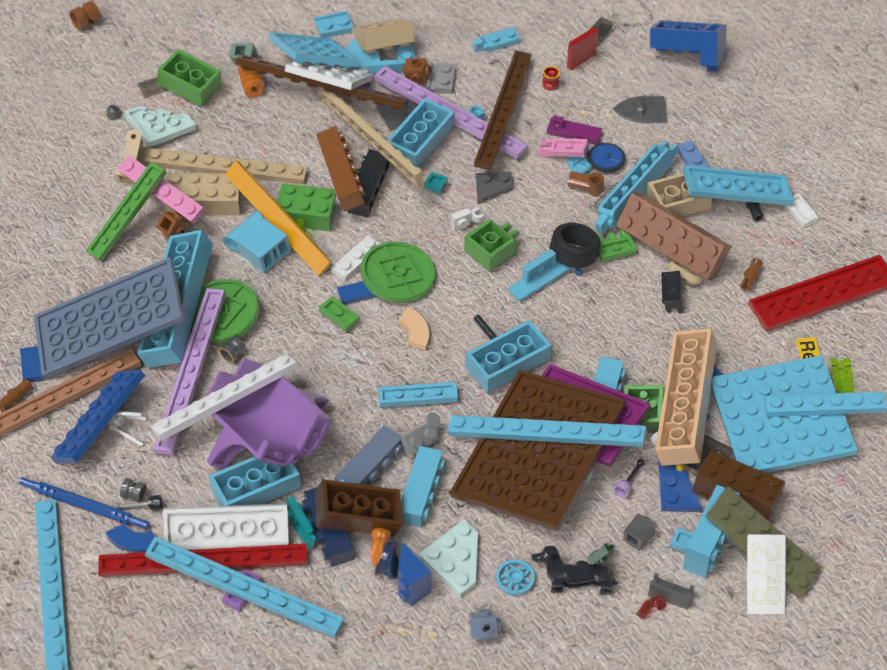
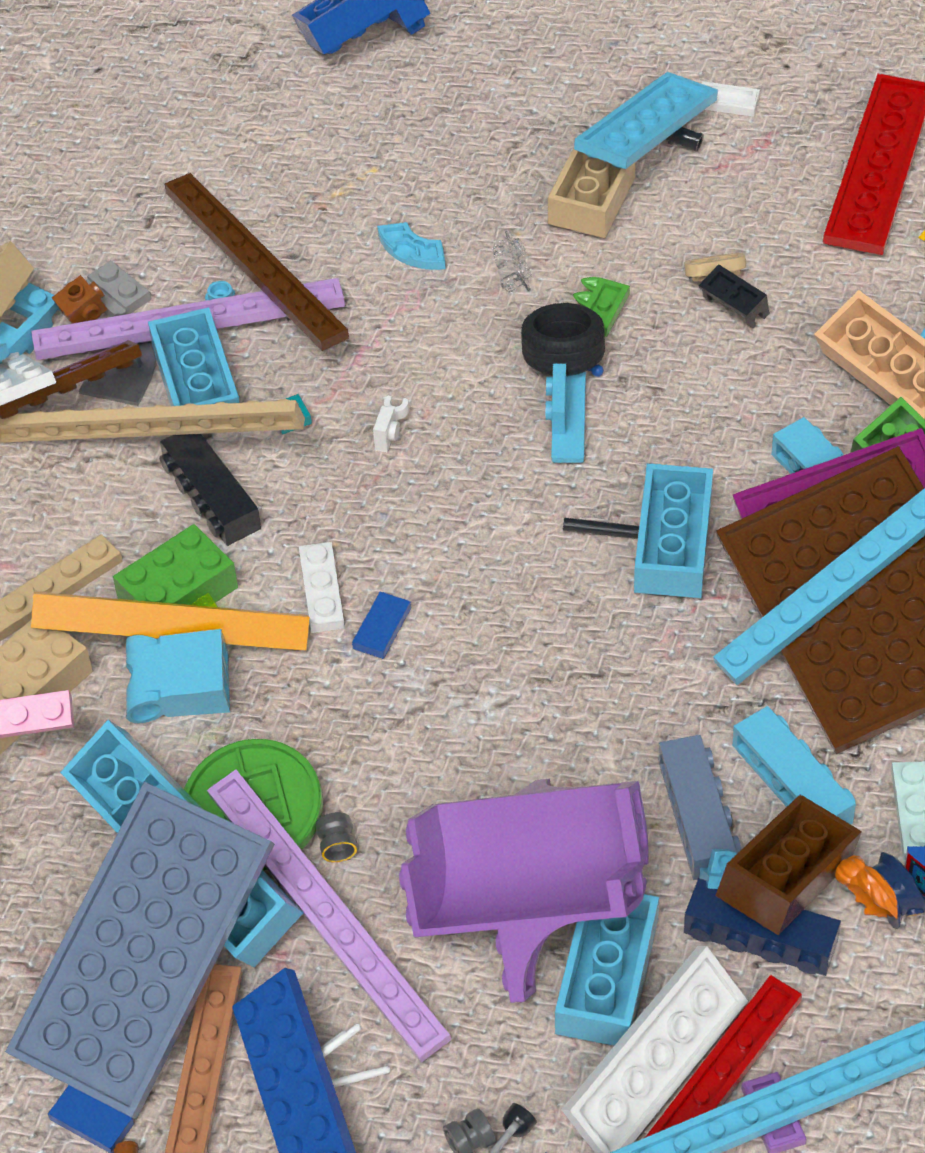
camera: 45 degrees left, 0 degrees up
(172, 224) = (26, 766): dark orange brick -> none
(223, 397) = (438, 899): white plate -> none
(300, 523) = (738, 959): teal hinge -> none
(339, 313) = (401, 670): bright green plate -> none
(341, 168) = (162, 493): dark orange brick -> none
(397, 272) = (399, 556): bright green plate -> none
(417, 328) = (513, 600): light nougat tile -> none
(417, 394) = (631, 674): medium azure plate -> none
(422, 435) = (713, 713): light grey hinge -> none
(491, 244) = (466, 424): bright green hinge -> none
(492, 184) = (356, 360): dark grey wing -> none
(496, 40) = (120, 192): medium azure hinge -> none
(550, 78) = (252, 181): red wheel -> none
(563, 147) = (385, 245): bright pink hinge -> none
(572, 130) = (347, 226): magenta hinge -> none
(582, 48) = (248, 116): red tile -> none
(592, 183) = (473, 259): dark orange piece -> none
(604, 28) = (227, 87): clear smoke tile -> none
(606, 157) = (443, 217): blue wheel -> none
(643, 109) = (402, 133): flat silver shield -> none
(649, 168) = (530, 219): medium azure hinge -> none
(673, 235) = (656, 233): brick -> none
(691, 155) = (537, 140): medium blue hinge -> none
(751, 274) = (782, 208): dark orange pin -> none

